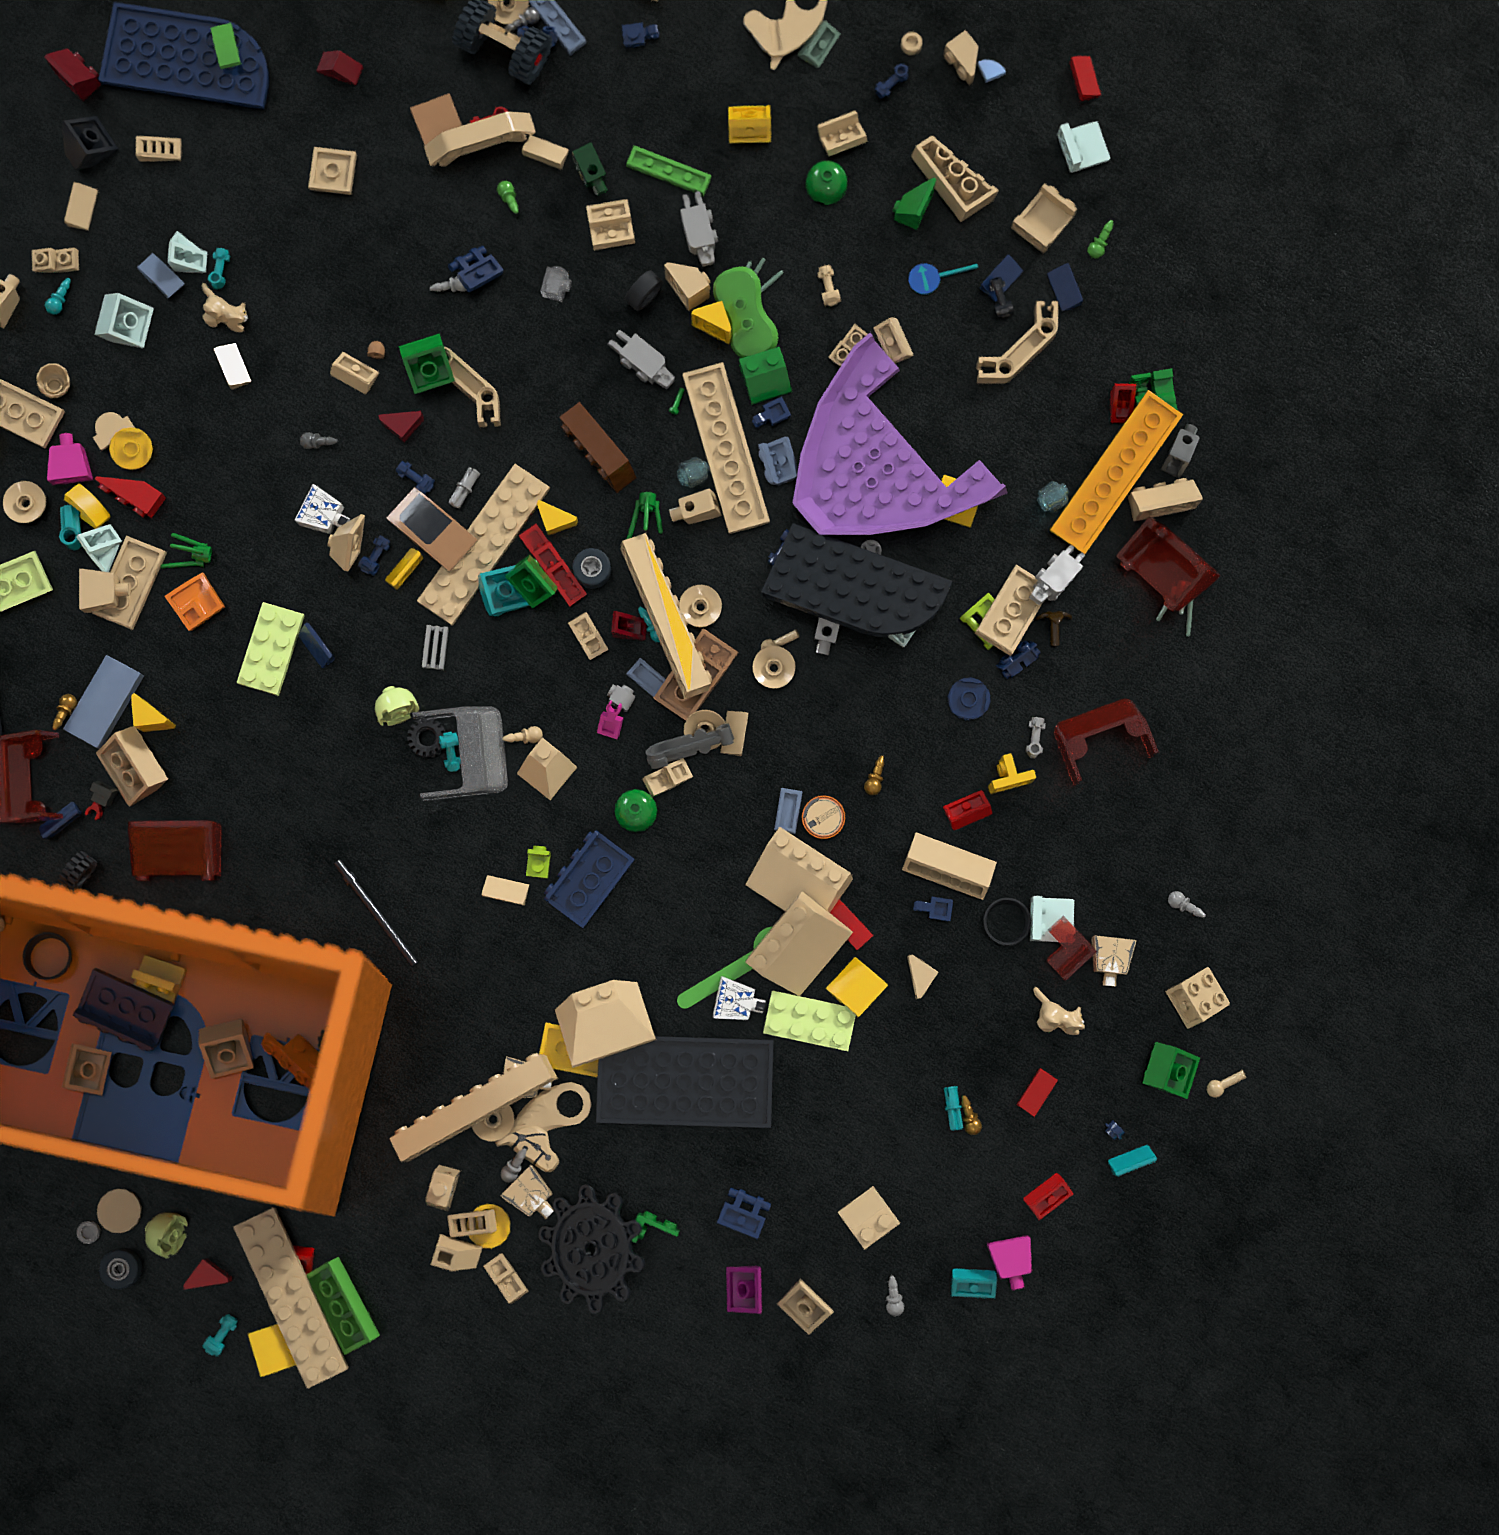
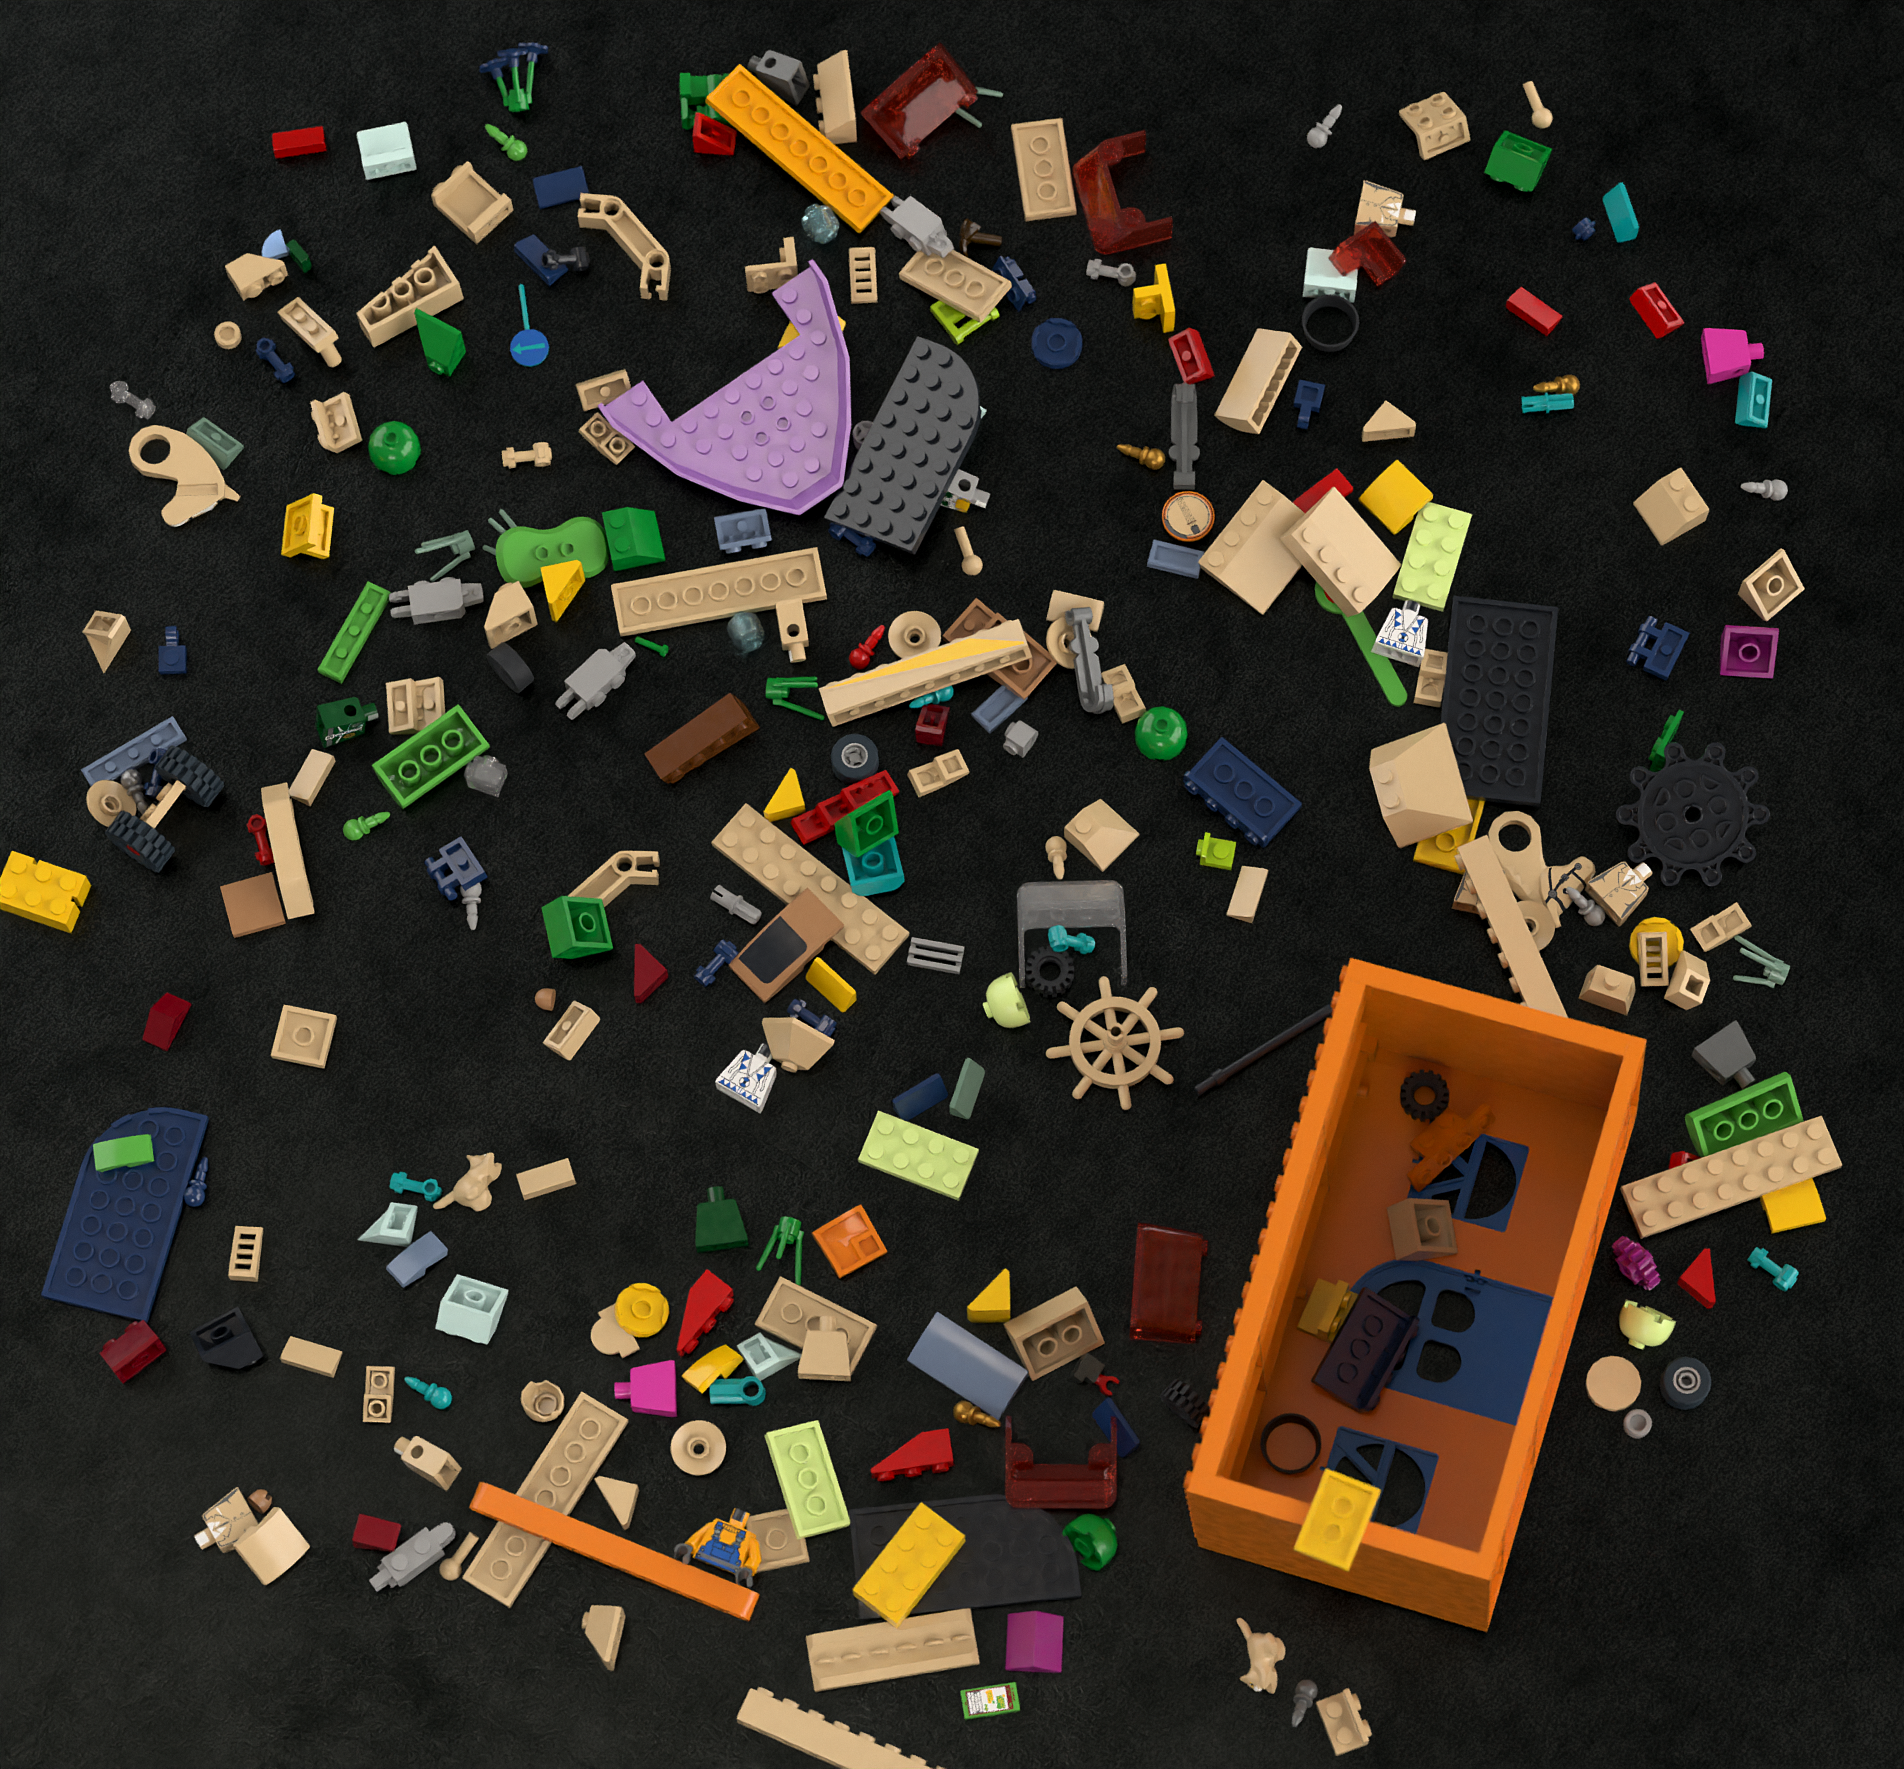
camera: 80 degrees left, 10 degrees down
(31, 676) = (923, 1452): none -> red slope
(86, 1069) = (1437, 1401): tan slope -> none
(203, 105) = (194, 1194): none -> dark blue bar
(203, 500) = (719, 1223): none -> dark green torso
(211, 1222) = (1636, 1263): none -> magenta gear
(311, 440) = (654, 1090): dark grey bar -> none
(325, 681) = (967, 1089): none -> sand green slope
(370, 793) = (1114, 1042): none -> tan piece
(394, 1289) = (1727, 1056): none -> dark grey torso
(469, 1323) = (1775, 969): none -> sand green plant
(564, 238) = (430, 756): none -> bright green brick
(609, 722) = (1050, 751): dark pink plate -> none
(682, 565) = (860, 657): none -> red bar
(701, 1027) = (1431, 678): none -> tan slope
(749, 241) = (459, 543): none -> sand green plant
(773, 656) = (998, 546): tan dish -> none
(774, 412) = (680, 532): dark blue plate -> none
(895, 809) = (1184, 434): none -> dark grey piece
(918, 104) = (311, 330): none -> tan piece
(983, 88) = (299, 255): none -> dark green tile
(1014, 474) = (774, 275): none -> tan bracket
(1030, 541) = (861, 259): none -> tan slope
(1055, 1016) = (1446, 279): tan animal -> none
(1123, 675) = (1043, 169): none -> tan tile
(1139, 241) = (517, 98): none -> plant

